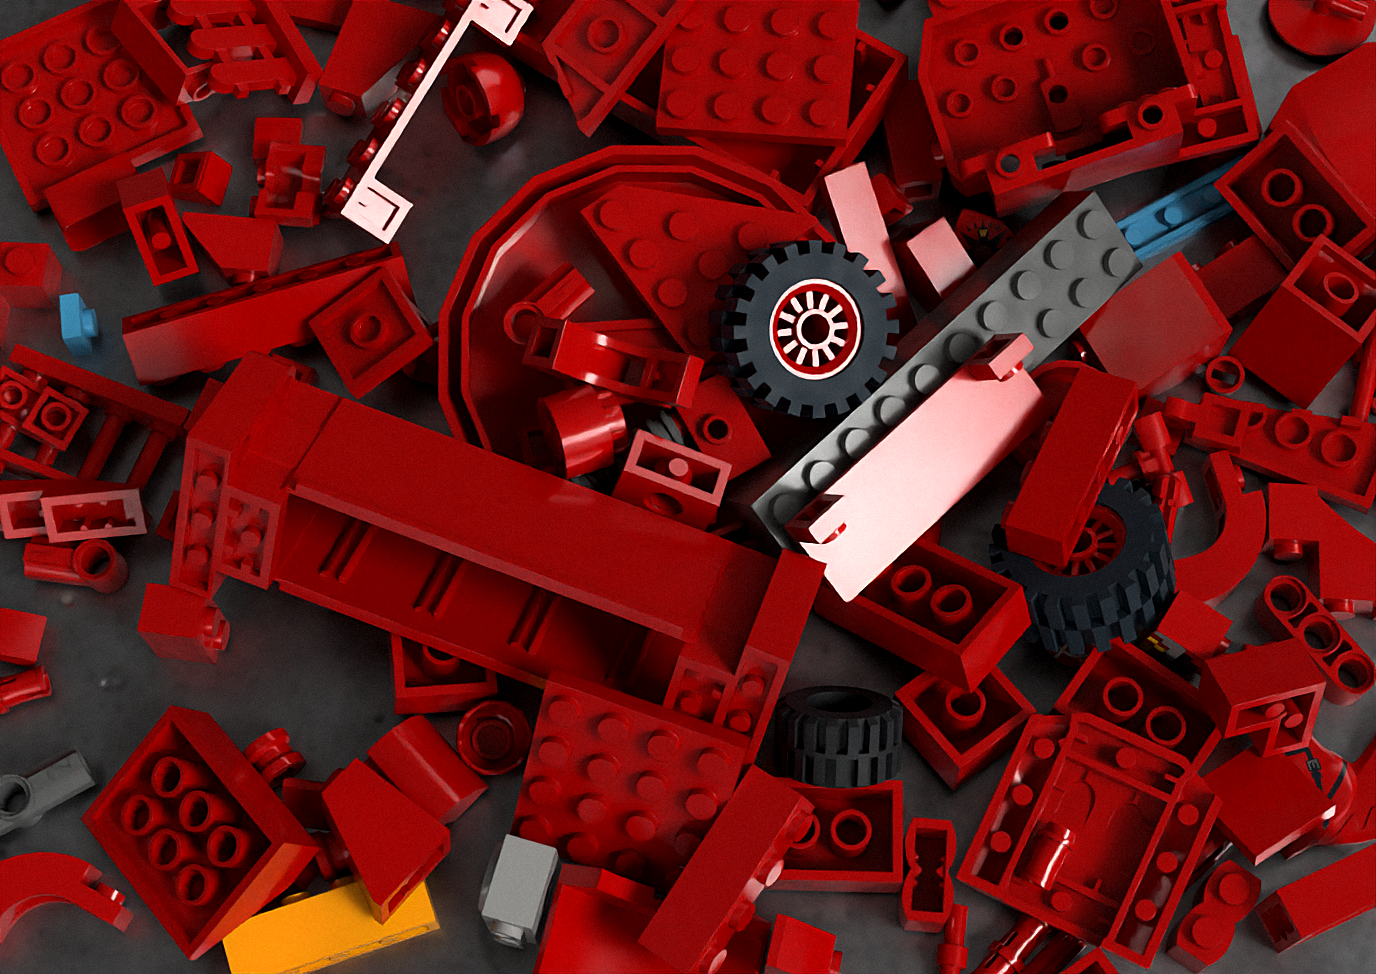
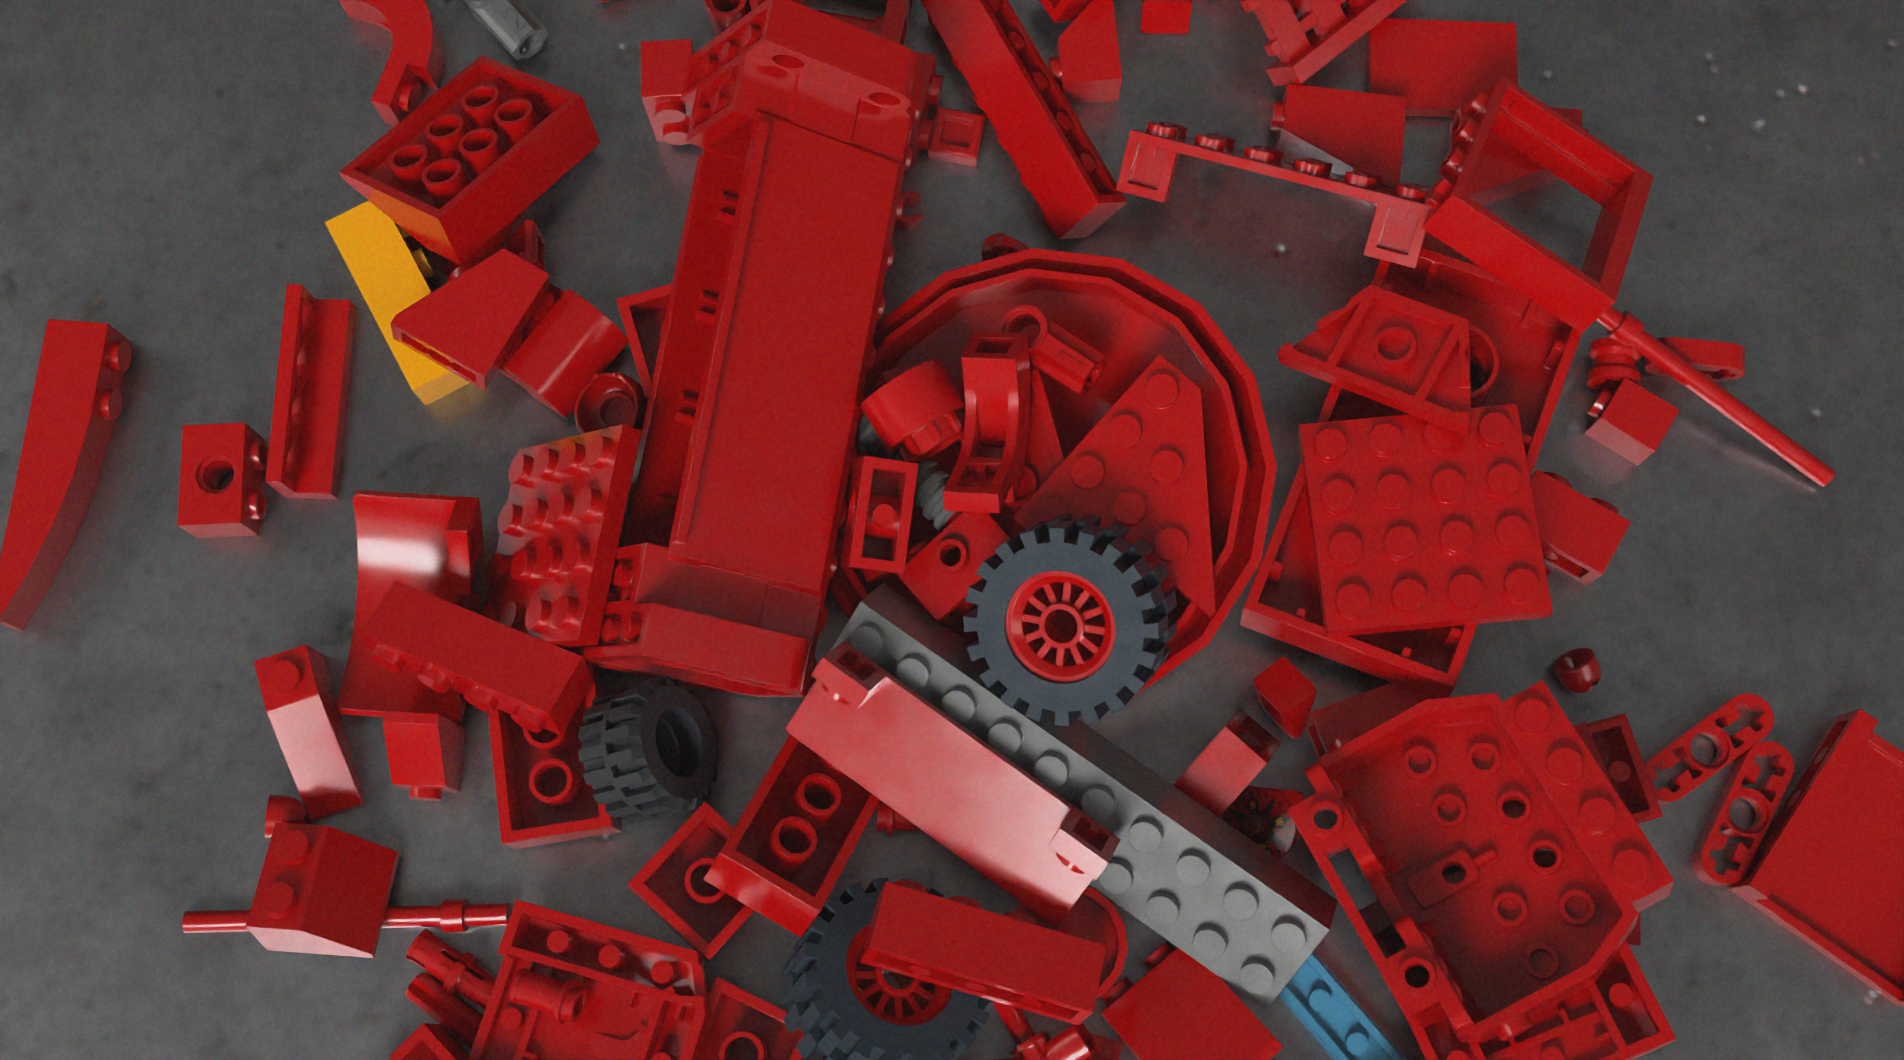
camera: 80 degrees right, 5 degrees up
(274, 757) = (561, 211): red wheel -> none
(275, 130) = (1223, 68): red tile -> none
(290, 185) = (1168, 88): red cylinder -> none
(372, 332) = (1010, 195): red bracket -> none
(483, 95) = (1320, 256): red cylinder -> none
(518, 890) = (450, 461): light grey brick -> none
(861, 228) = (1211, 692): tile -> none
(927, 888) = (540, 868): red brick -> none

